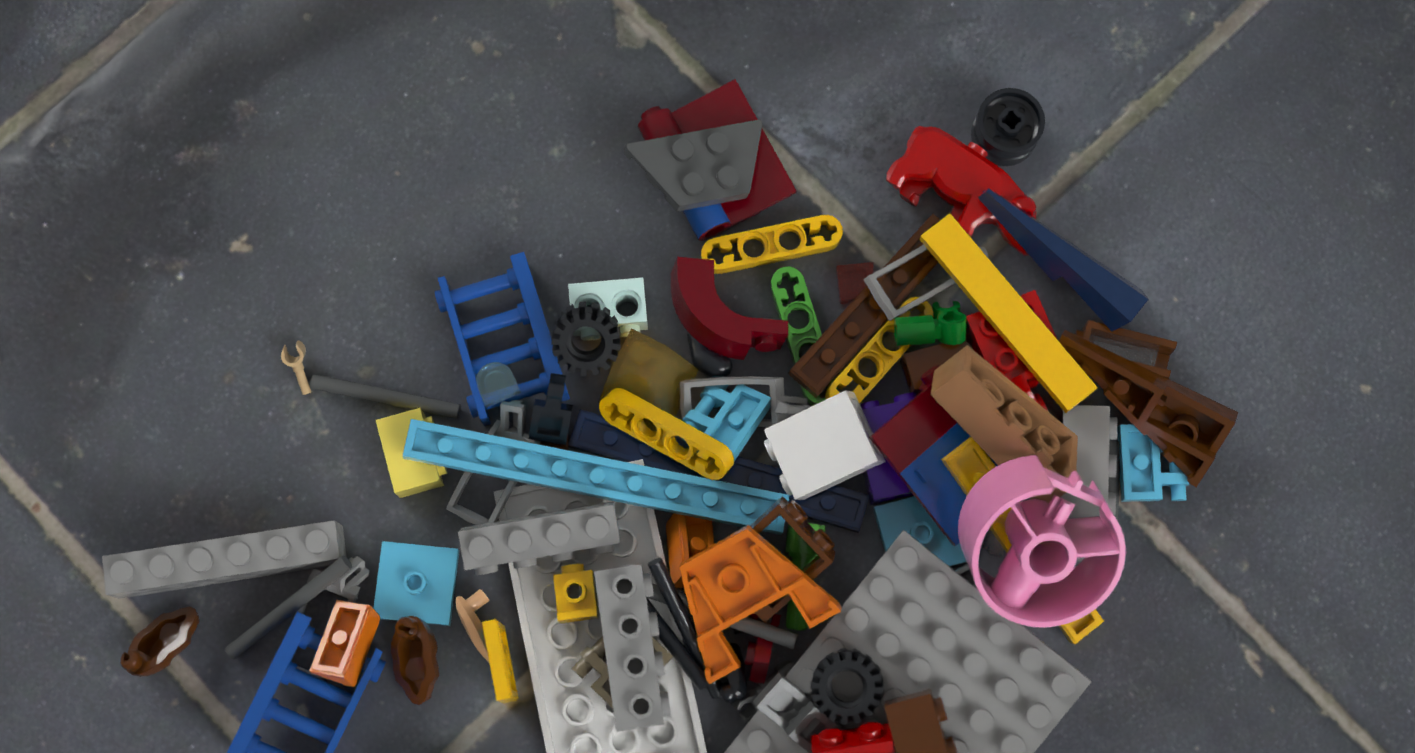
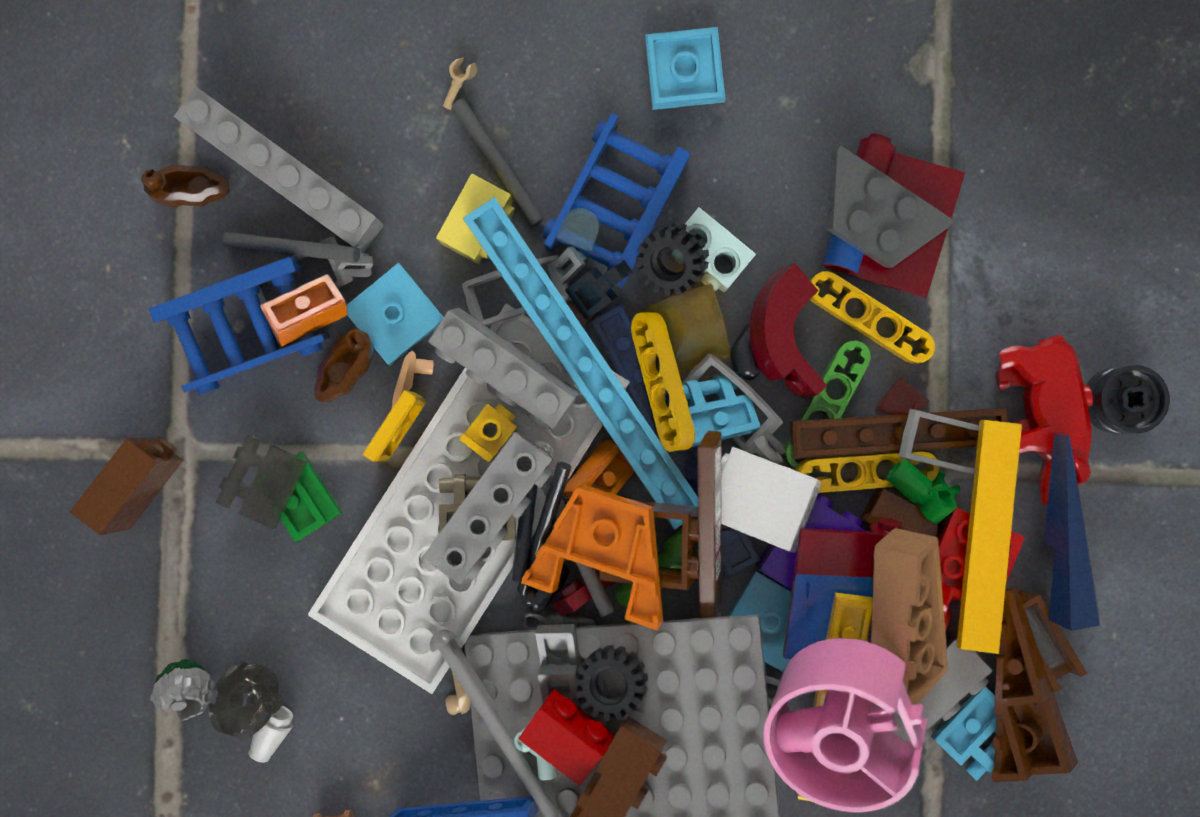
camera: 45 degrees right, 10 degrees up
(459, 197) = (685, 68): none -> medium azure plate
(803, 499) = (710, 525): none -> reddish brown tile

